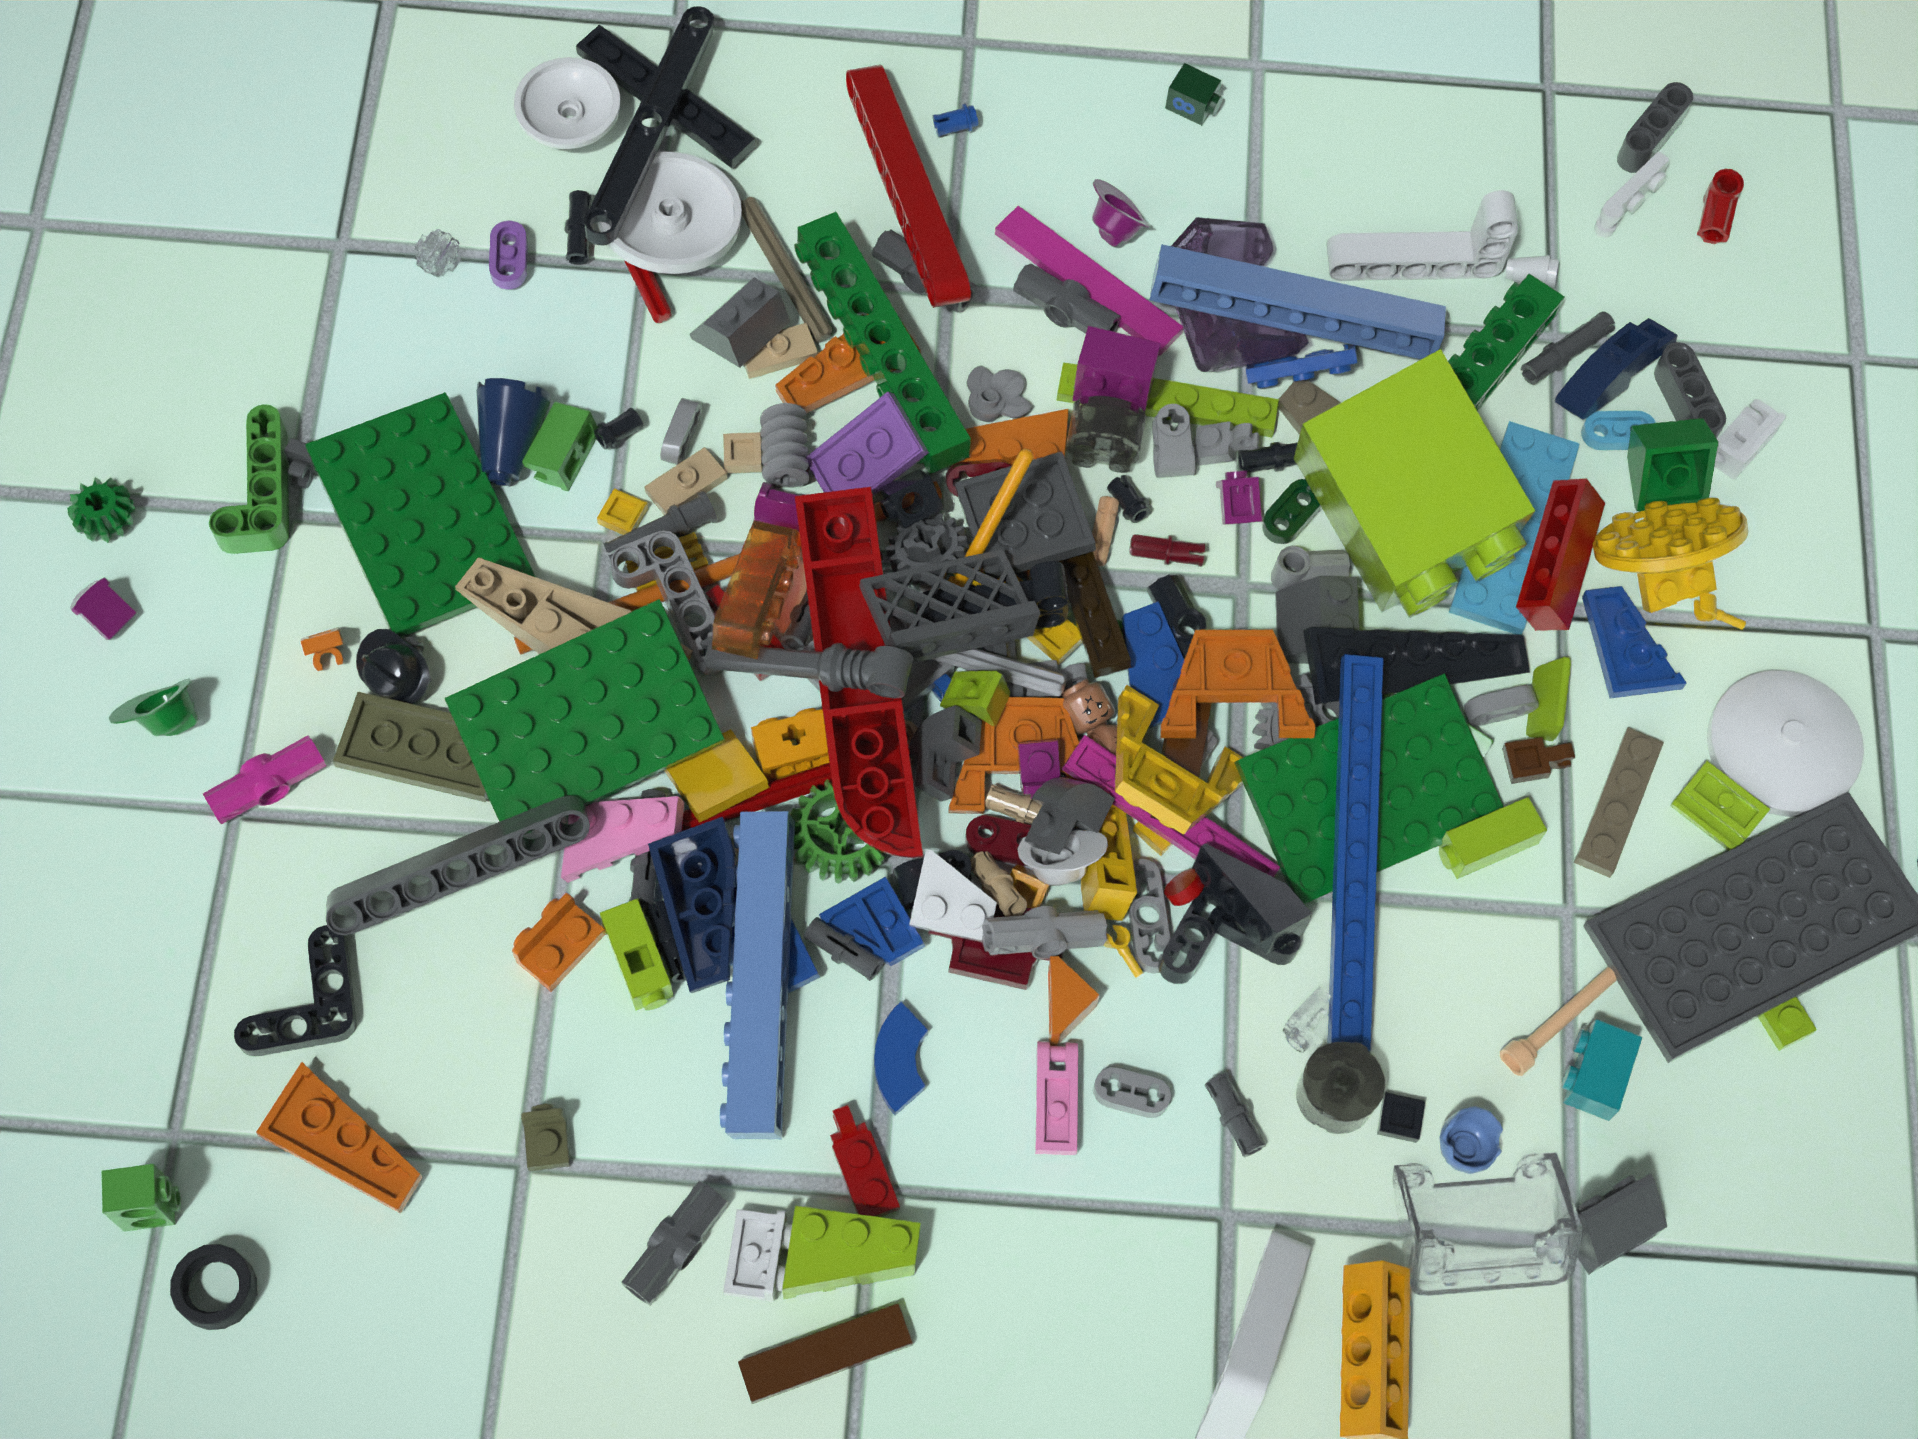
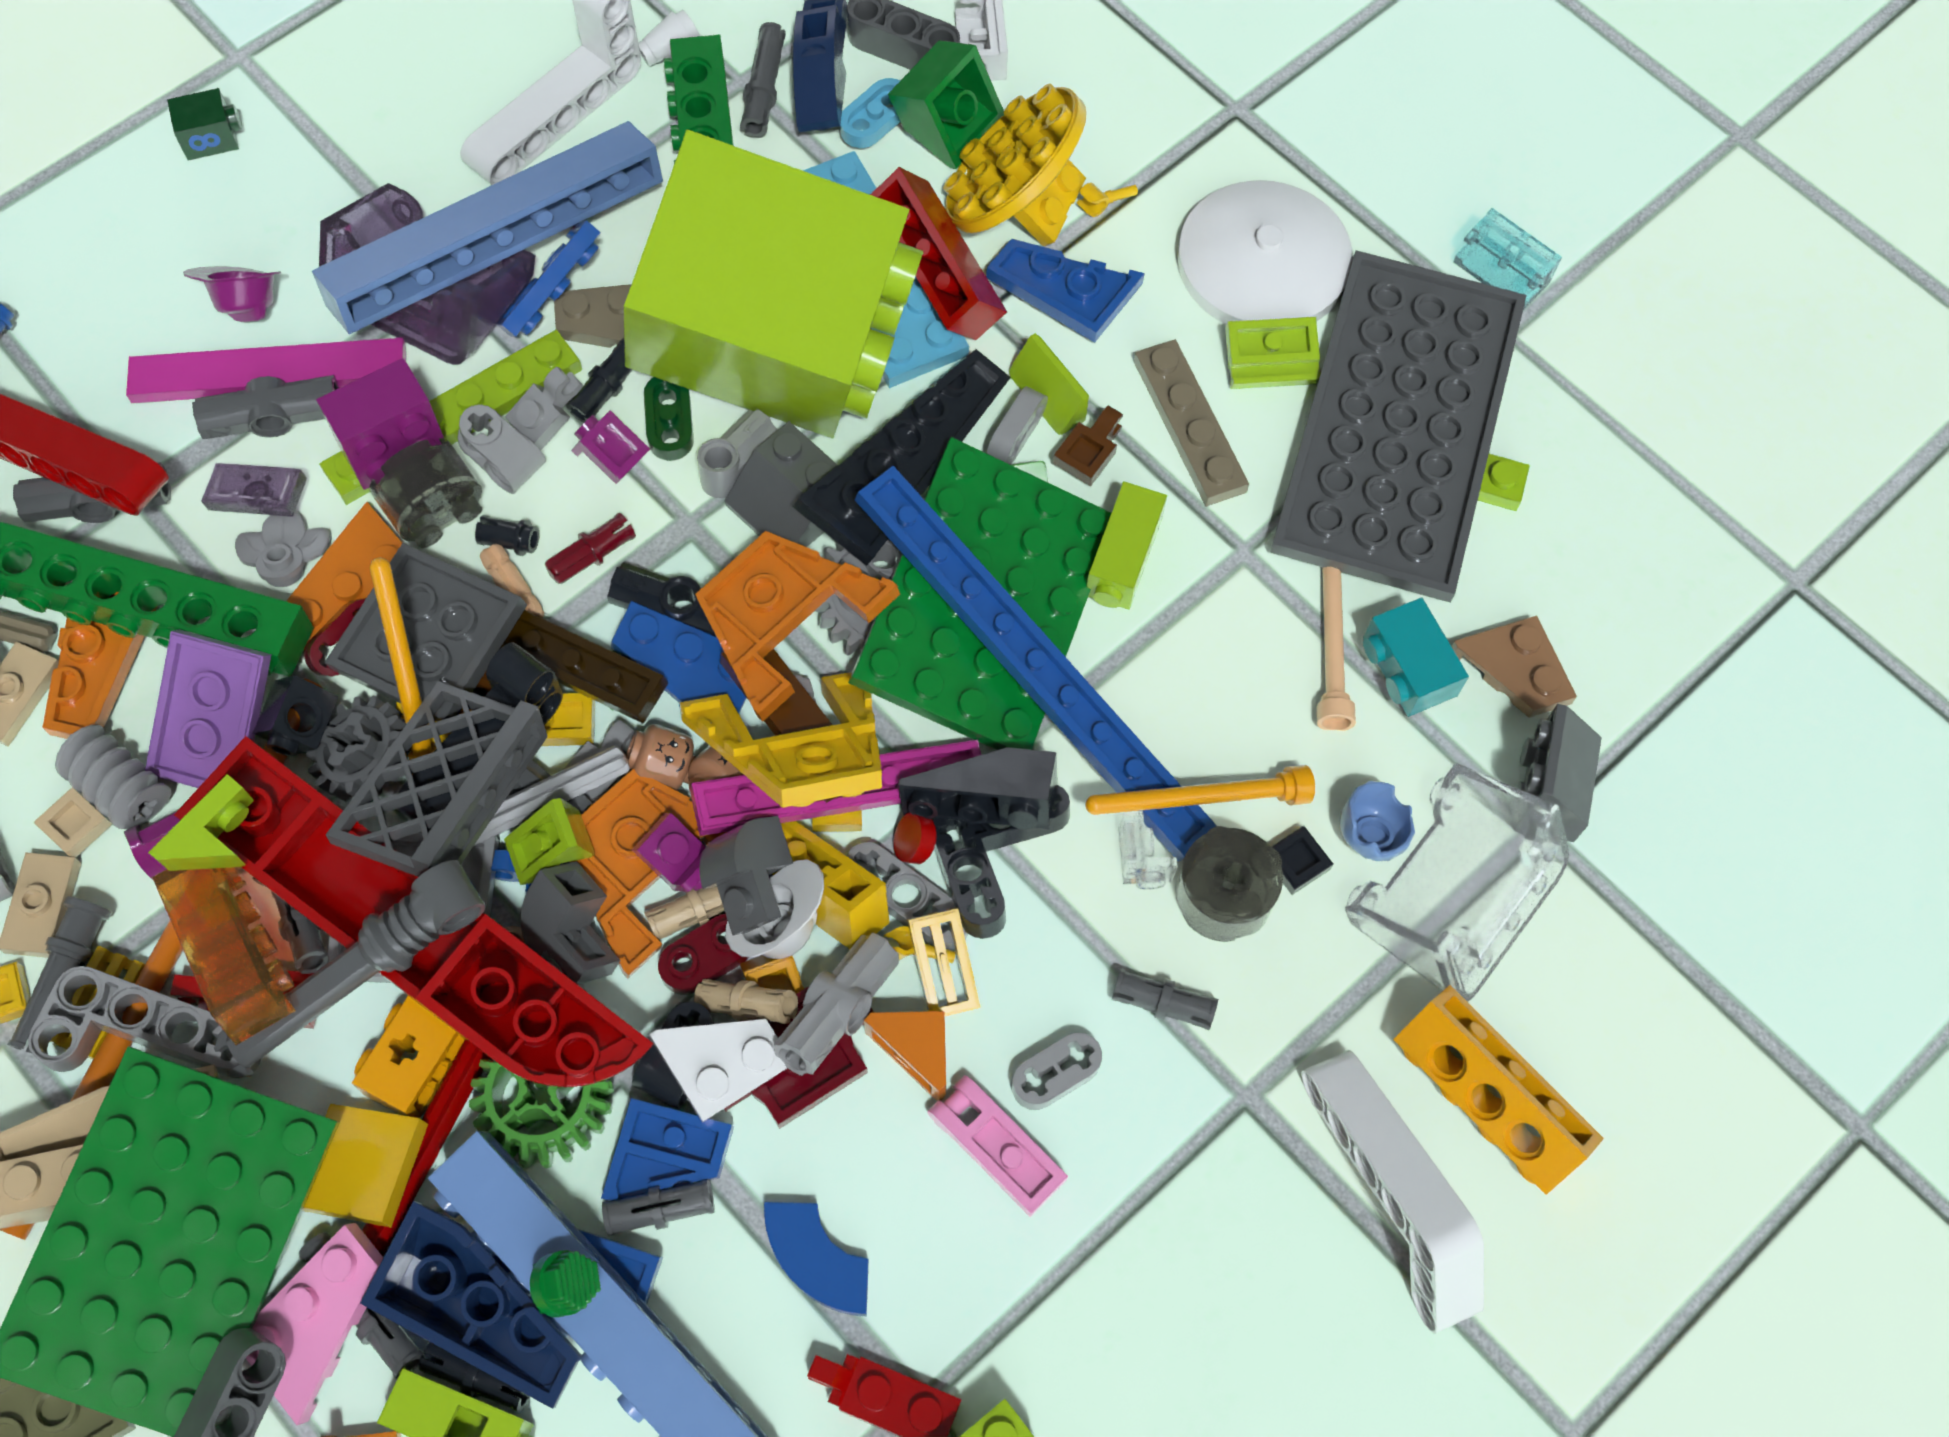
camera: 45 degrees left, 0 degrees up
(755, 931) = (564, 1283): none -> green piece
(791, 519) = (194, 839): none -> lime slope
(1013, 346) = (254, 489): none -> clear purple plate
(1145, 941) = (933, 921): none -> yellow tile
(1441, 1070) = (1292, 785): none -> light orange piece
(1671, 1140) = (1520, 664): none -> medium nougat wing

